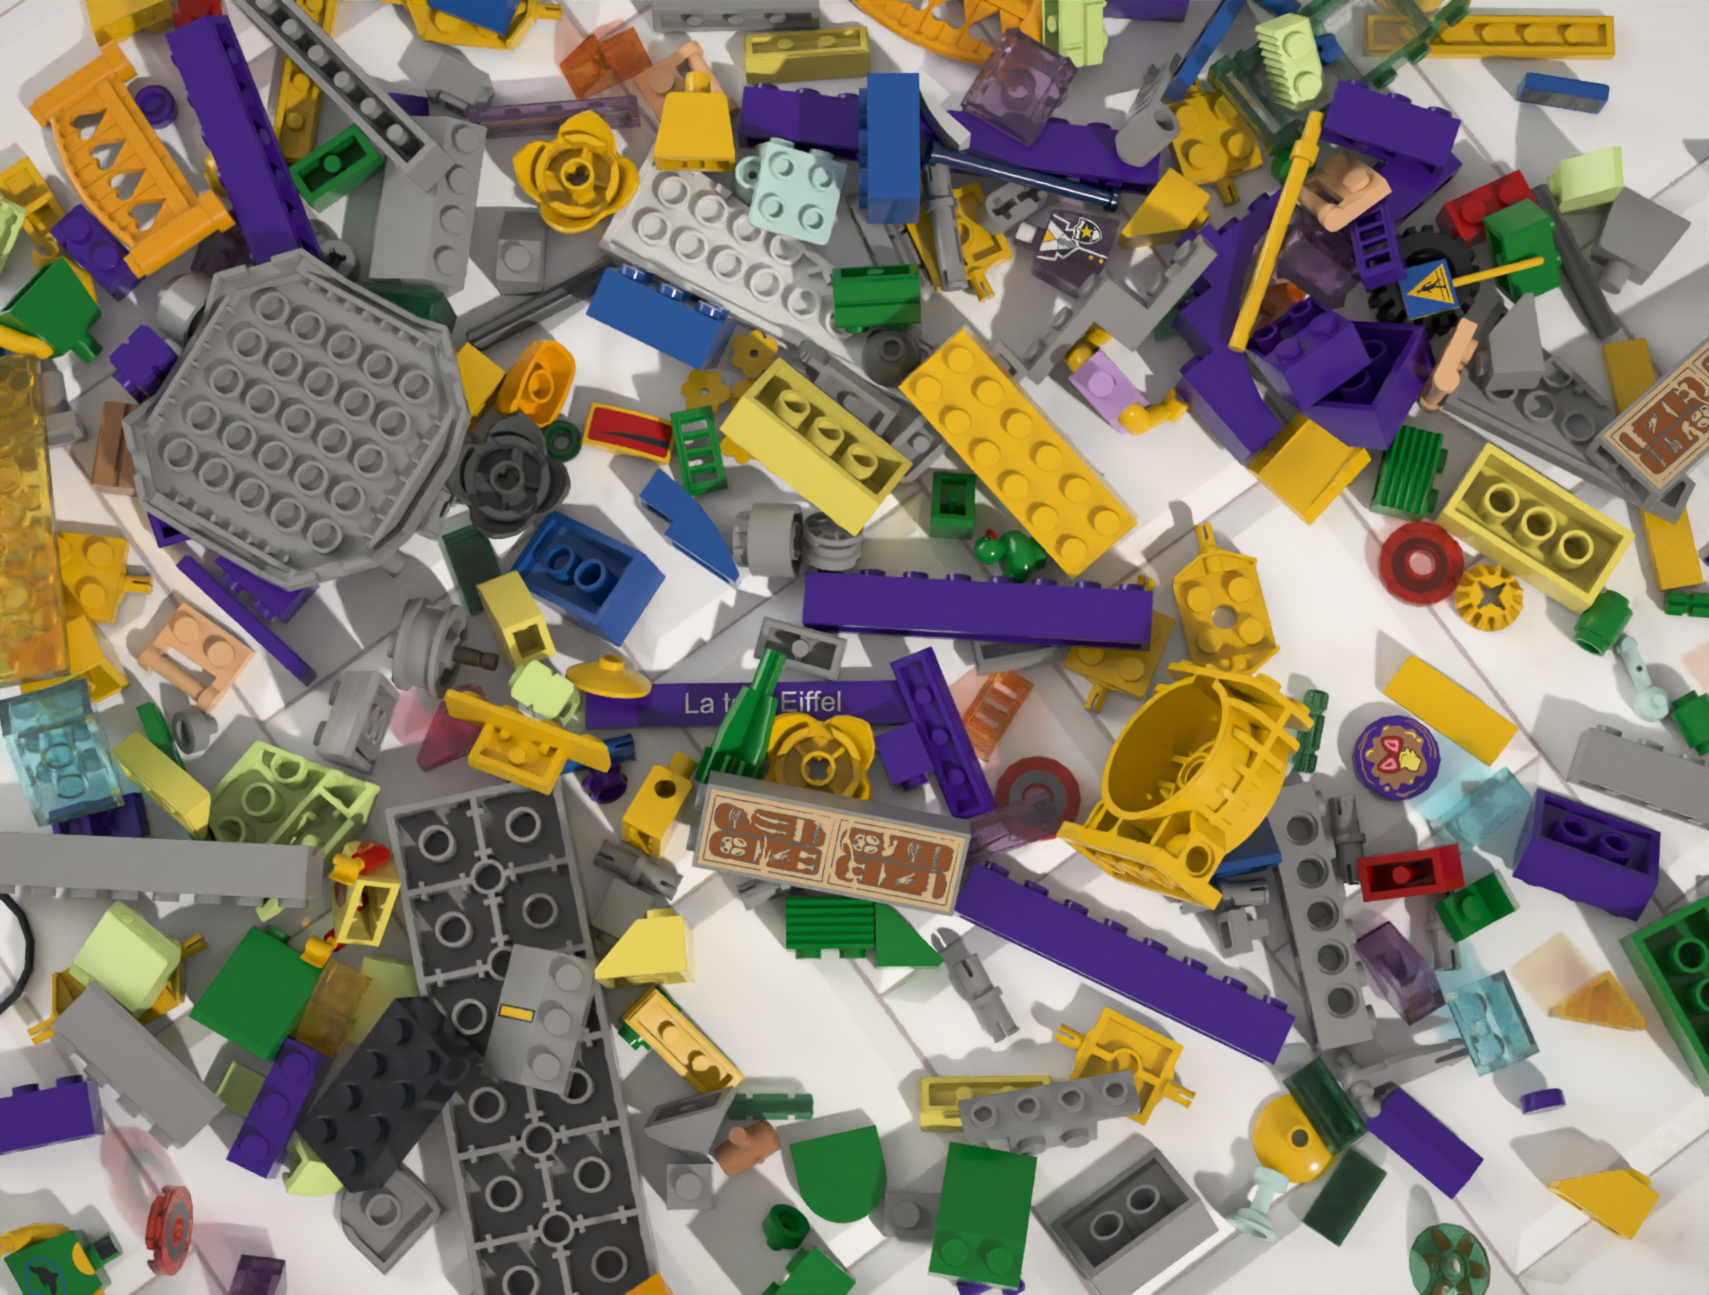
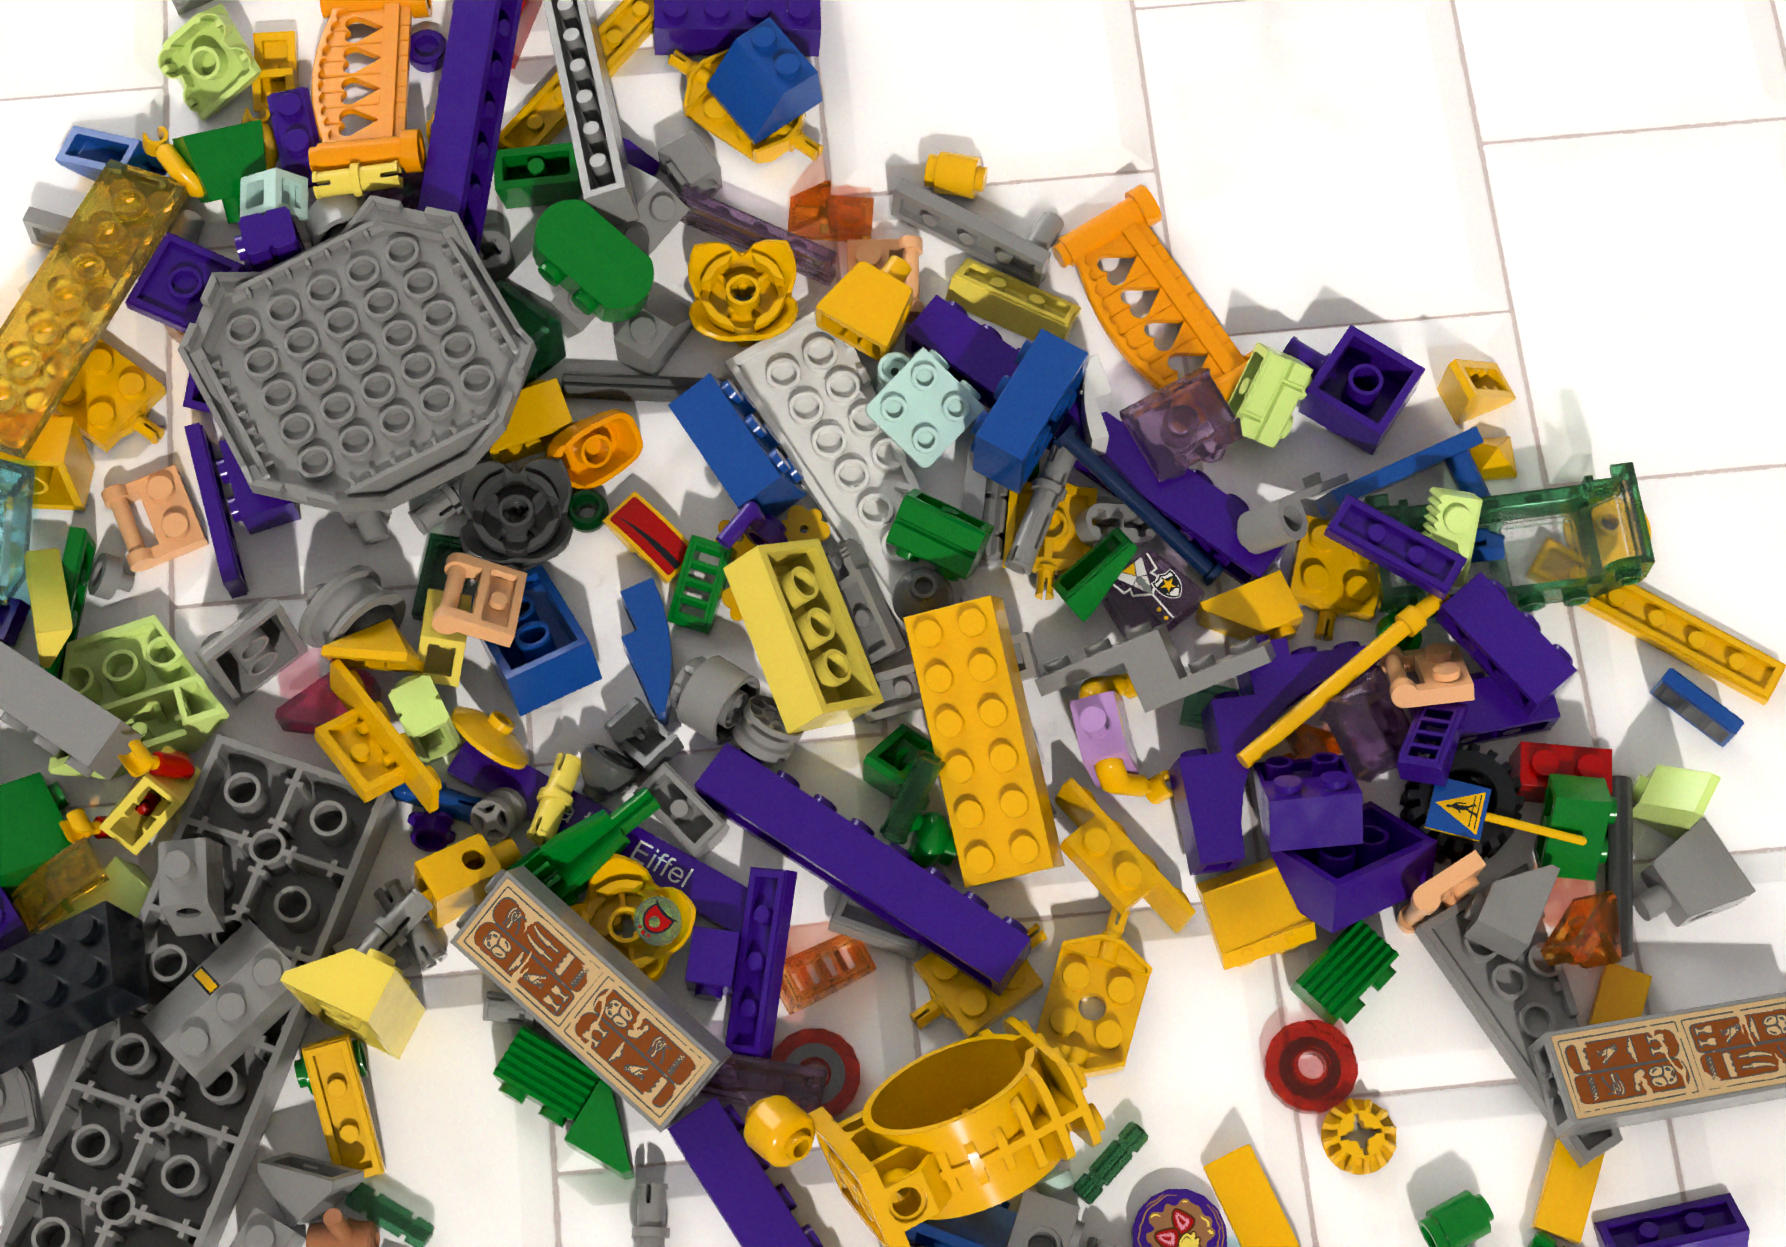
camera: 30 degrees right, 10 degrees down
(90, 443) = (176, 280): none -> dark purple tile
(117, 319) = (274, 190): none -> light aqua brick
(186, 264) = (357, 179): none -> light yellow pin
(442, 224) = (592, 261): none -> green brick
(454, 944) = (191, 878): none -> light grey torso
(473, 660) = (375, 649): none -> yellow slope
(542, 564) = (495, 600): none -> light nougat plate
(633, 884) = (397, 923): none -> light grey pin
(654, 738) = (486, 814): none -> light grey wheel
(694, 700) = (554, 799): none -> light yellow pin
(719, 652) = (606, 772): none -> dark grey brick
(722, 375) = (754, 525): none -> dark purple plate
(732, 607) = (642, 736): none -> dark grey bracket
(844, 750) = (658, 921): none -> clear light blue tile
(989, 531) = (911, 797): none -> clear green pin
(1022, 256) = (1095, 573): none -> green slope
(1045, 860) = (779, 1131): none -> yellow head
(1175, 488) = (1114, 862): none -> yellow bracket
(1259, 97) = (1395, 546): none -> dark purple tile
(1534, 528) = (1438, 1092): light yellow brick -> none
(1577, 331) = (1586, 933): none -> clear orange slope

